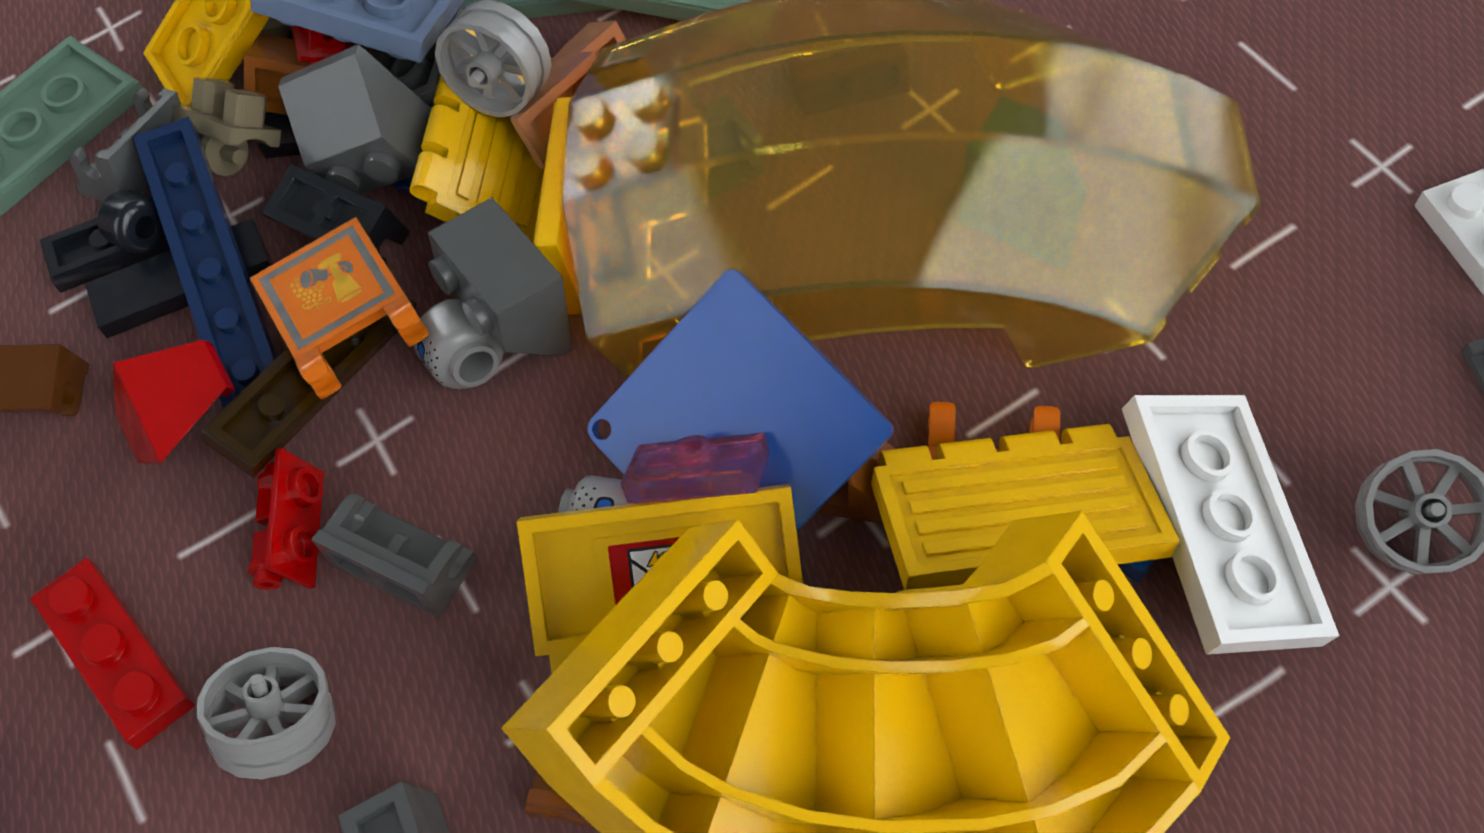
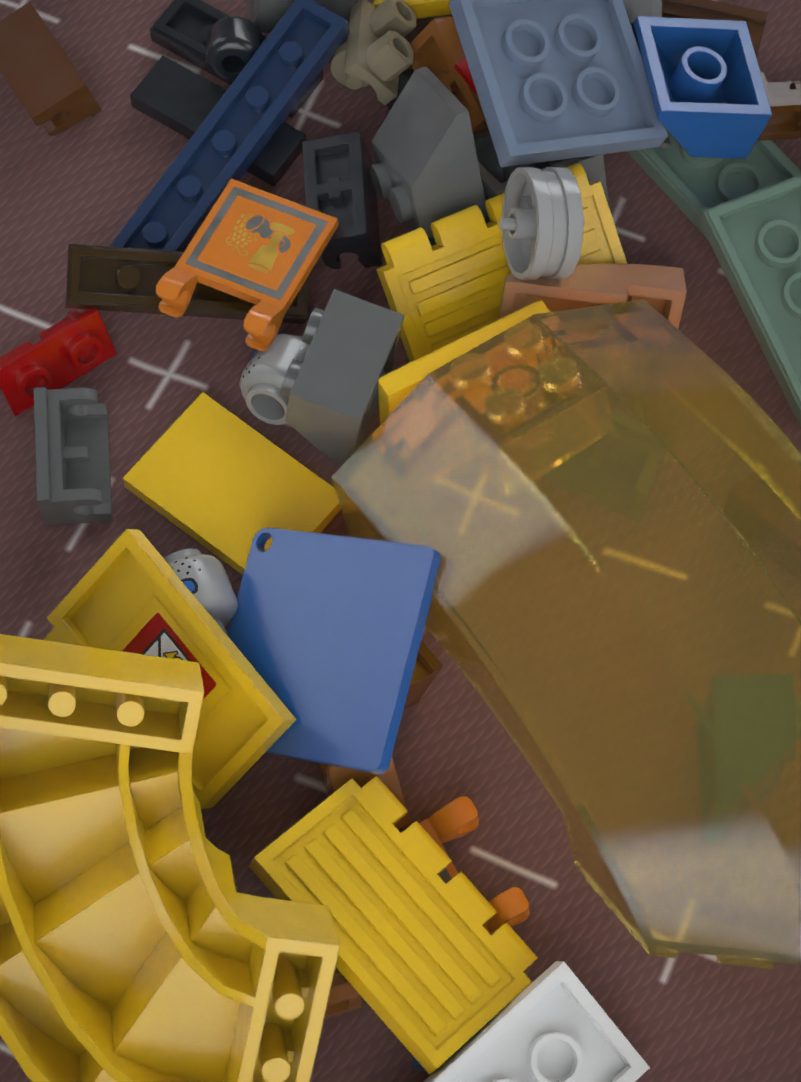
camera: 50 degrees right, 5 degrees up
(165, 396) = (94, 198): red slope -> none
(518, 443) = (228, 483): none -> yellow tile
(696, 468) = (259, 637): clear pink plate -> none

